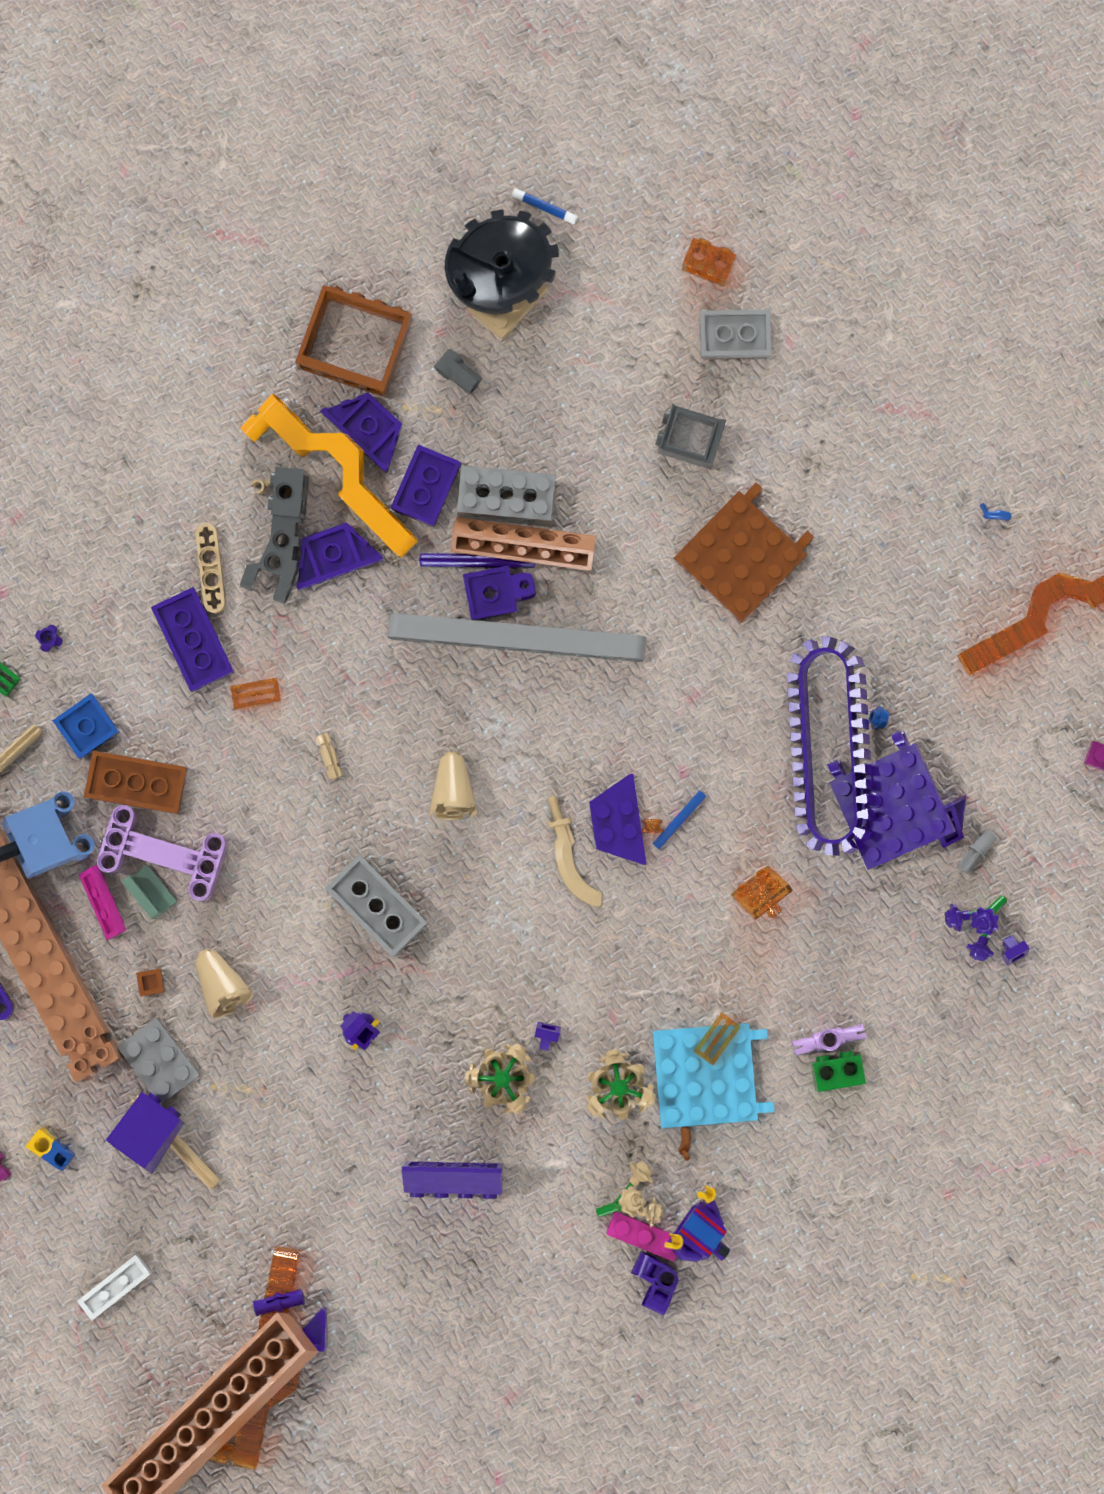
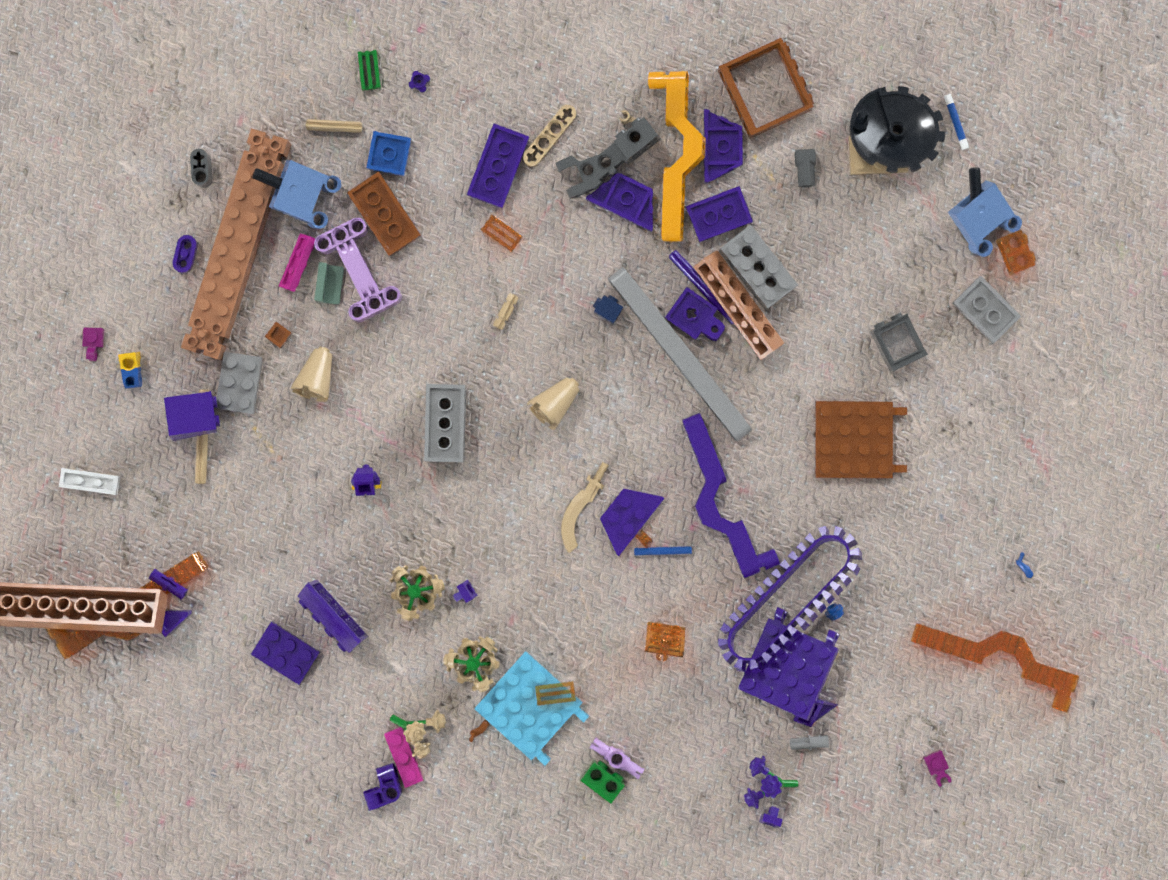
camera: 50 degrees right, 5 degrees up
(414, 662) = (608, 308): none -> dark blue brick
(445, 1255) = (285, 653): none -> dark purple plate
(646, 257) = (982, 213): none -> medium blue piece
(679, 744) = (706, 508): none -> dark purple beam
(700, 1231) = (435, 787): torso -> none

